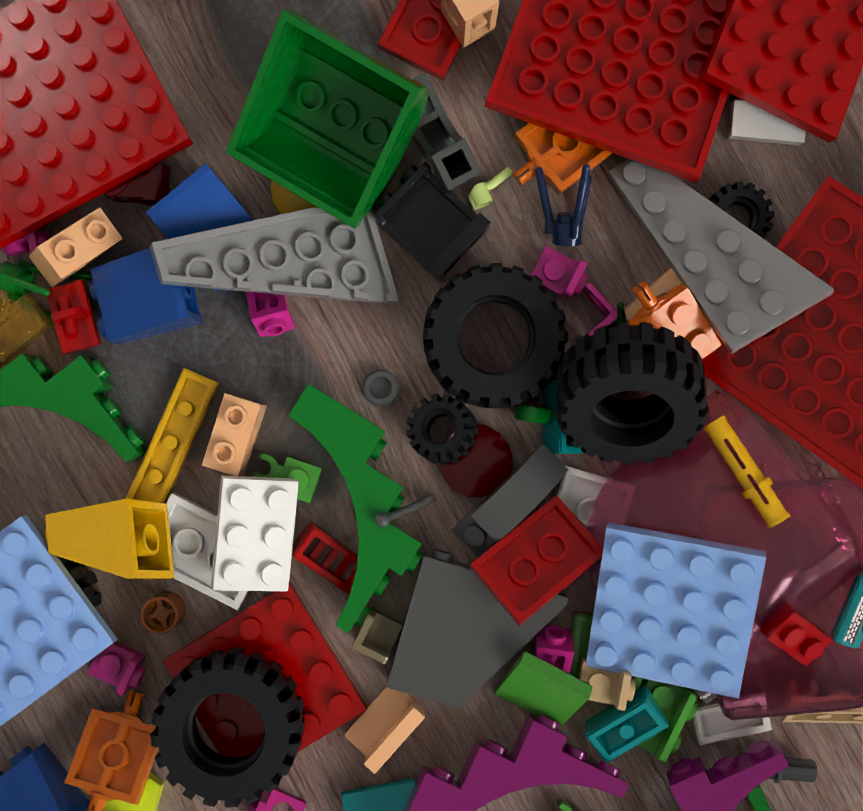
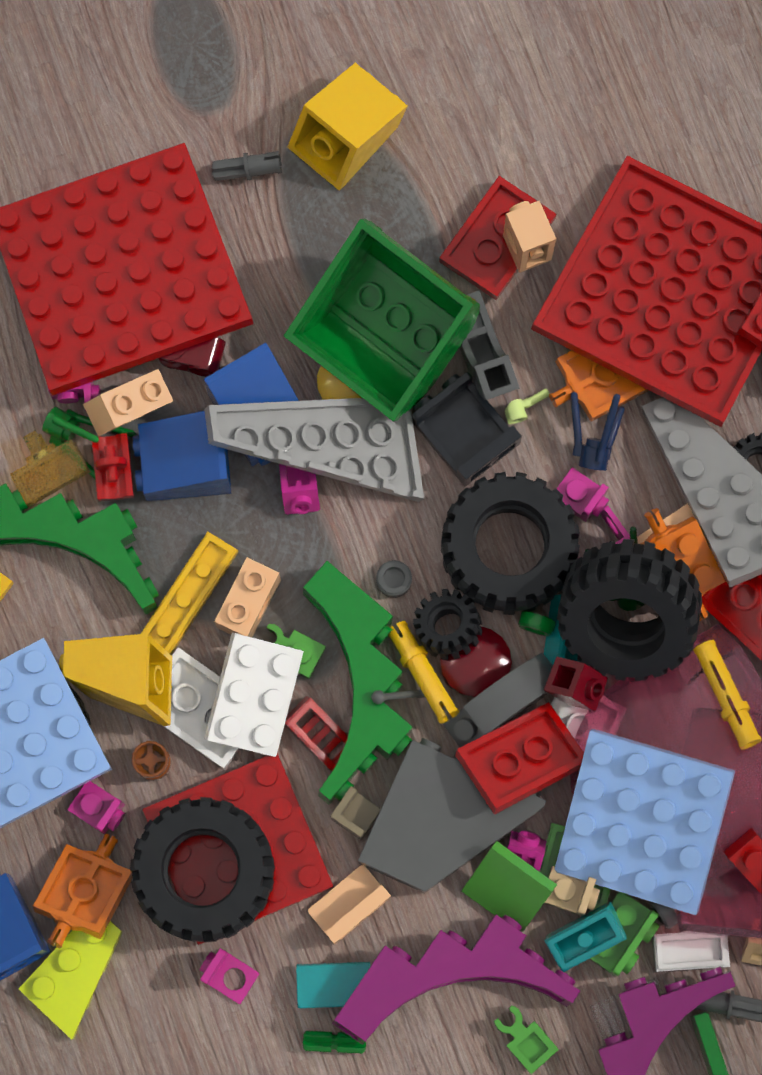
camera: 10 degrees right, 10 degrees down
(433, 494) = (415, 660): none -> yellow pin
(582, 475) = (576, 684): none -> dark red brick

